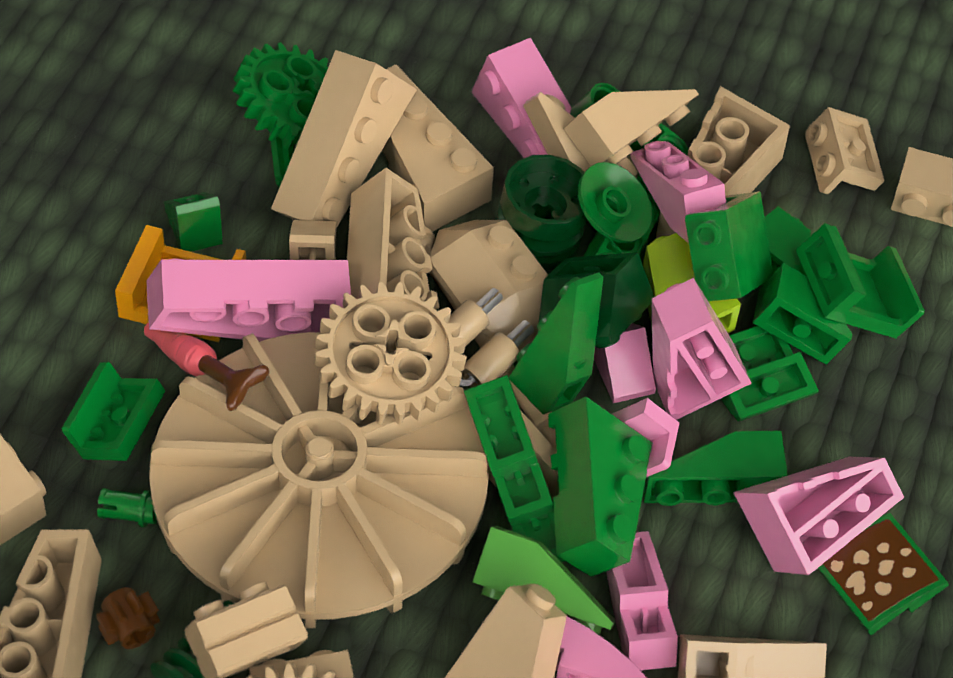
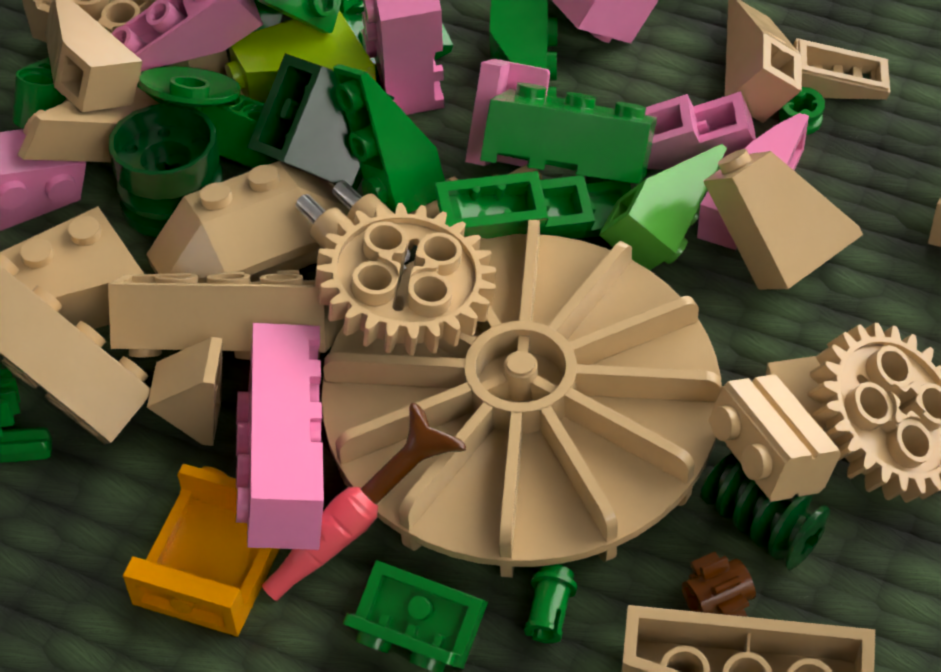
camera: 80 degrees left, 0 degrees up
(195, 221) = (93, 538): green slope -> none

